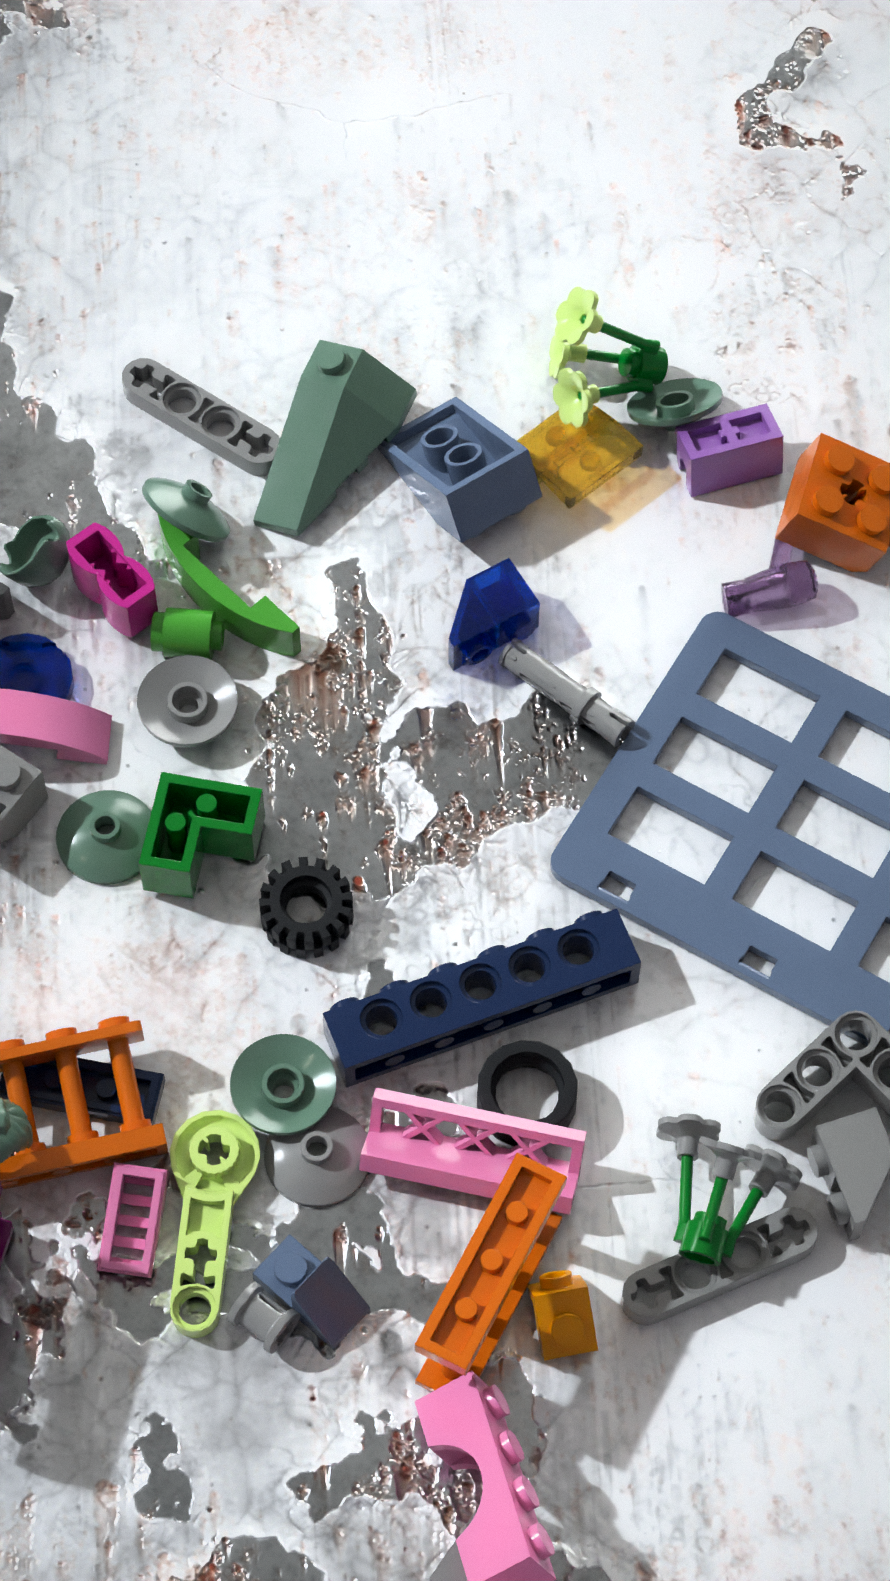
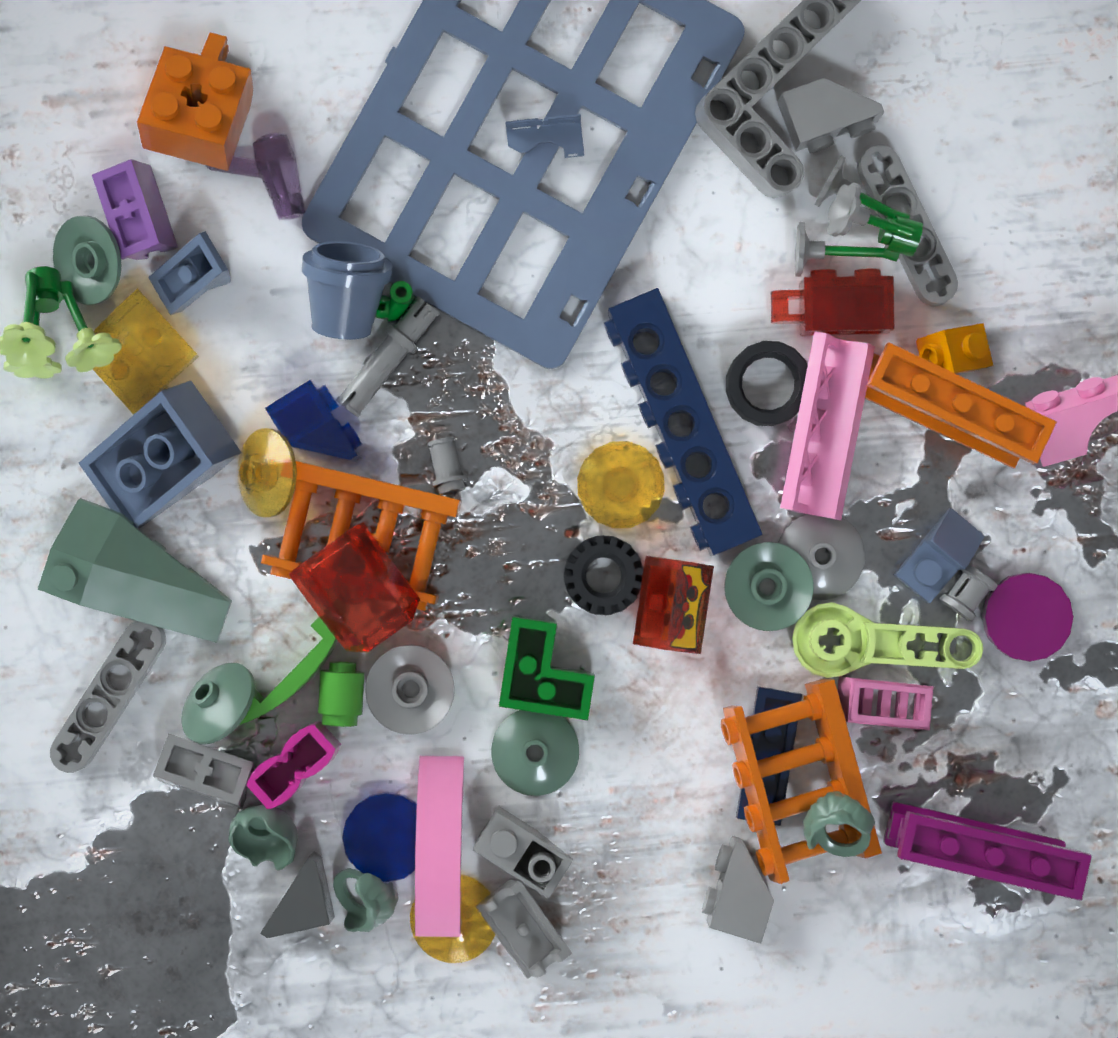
camera: 90 degrees left, 25 degrees up
(114, 490) = (204, 771): none -> light grey hinge
(228, 1394) = (1027, 617): none -> magenta tile
(266, 974) = (673, 605): none -> clear red brick
(306, 634) = (357, 590): none -> clear red slope
(401, 690) = (391, 502): none -> orange fence
(411, 931) = (620, 484): none -> clear yellow tile
(437, 559) = (267, 472): none -> clear yellow dish
(439, 748) = (446, 466): none -> light grey pin
(621, 1177) = (838, 304): none -> clear red brick
(630, 698) = (394, 306): none -> green arm
(642, 639) = (345, 287): none -> sand blue piece
(664, 499) = (190, 274): none -> sand blue slope
(822, 881) = (564, 135): none -> sand blue piece

